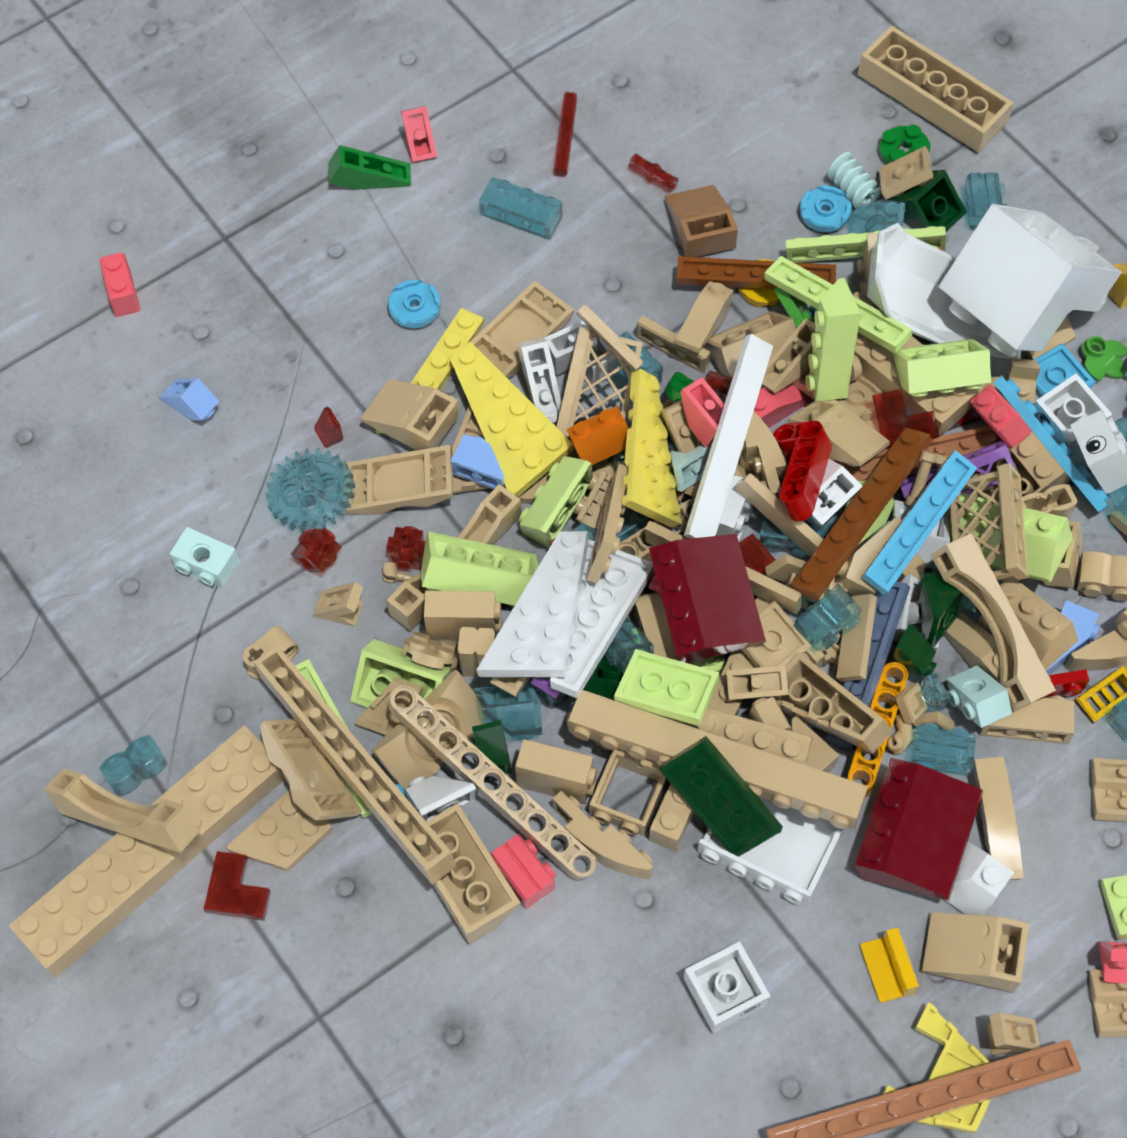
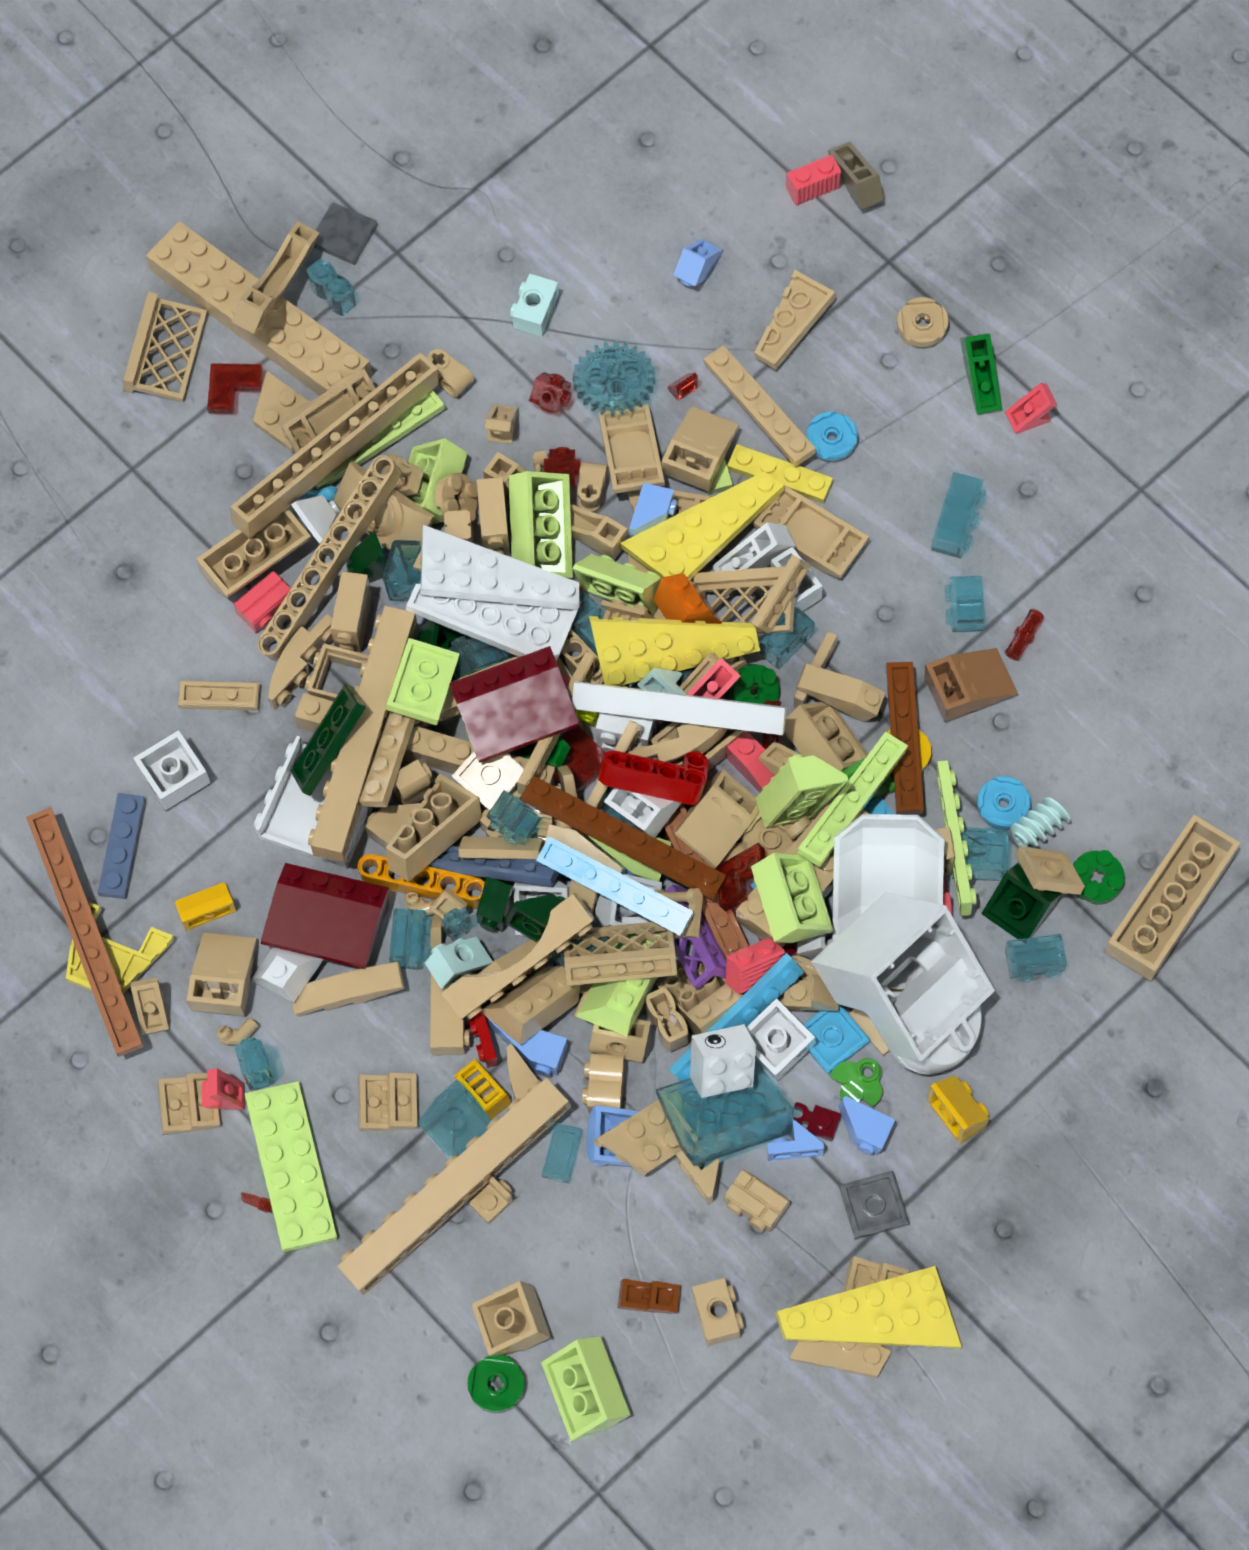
camera: 85 degrees right, 5 degrees up
(60, 747) = (344, 232): none -> flat silver tile
(135, 239) = (858, 175): none -> dark tan slope
(164, 991) = (142, 343): none -> tan fence
(271, 320) = (798, 311): none -> tan wing
(304, 226) = (922, 335): none -> tan plate
(368, 361) = (759, 406): none -> tan plate
(433, 520) = (591, 484): none -> tan piece
(565, 134) = (1061, 547): clear red axle -> none
(609, 525) = (569, 613): tan plate -> none
(616, 212) = (966, 604): none -> clear light blue brick
(629, 934) = (219, 695): none -> tan tile
(757, 682) = (442, 761): tan slope -> none
(808, 1058) = (121, 846): none -> sand blue plate
(1045, 942) = (234, 1036): none -> tan arm
(1092, 917) = (254, 1064): none -> clear light blue brick

